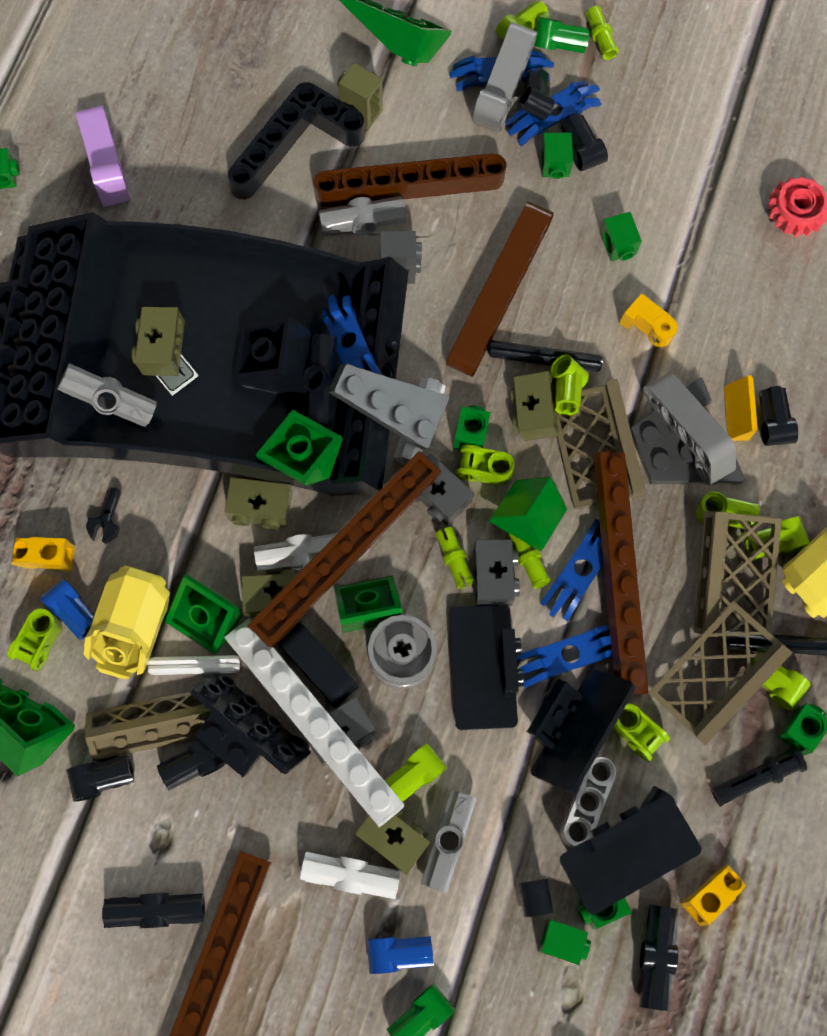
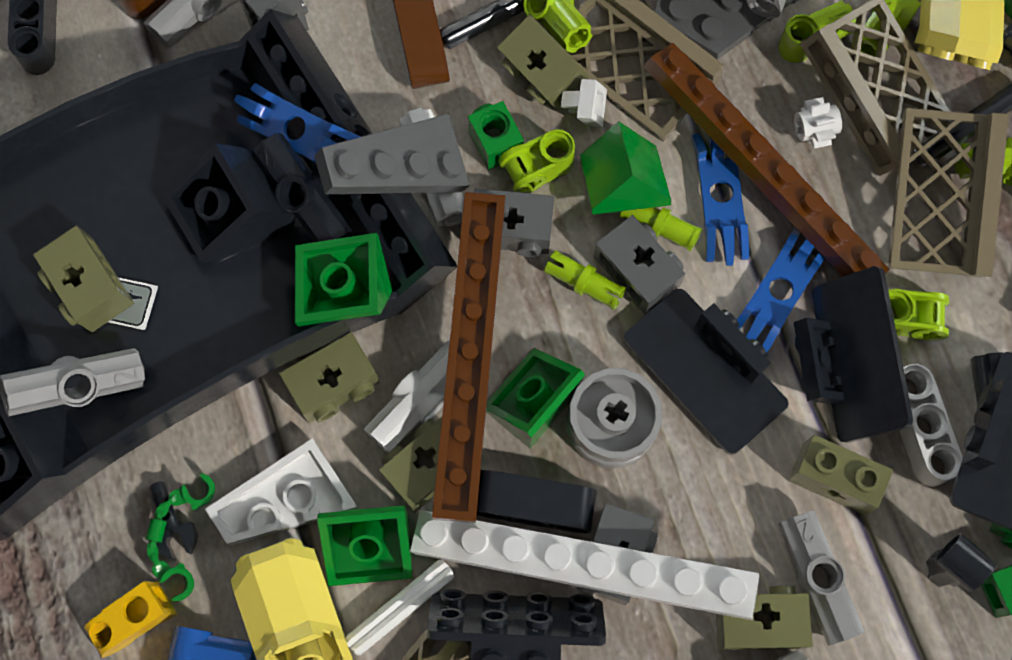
camera: 35 degrees left, 0 degrees up
(93, 516) = (156, 530): none -> green piece
(178, 550) = (281, 497): none -> white wing
(418, 771) = (731, 526): lime piece -> none
(510, 790) = (840, 475): none -> olive brick
(544, 451) = (587, 103): none -> white tile
(678, 569) = (818, 122): none -> white gear

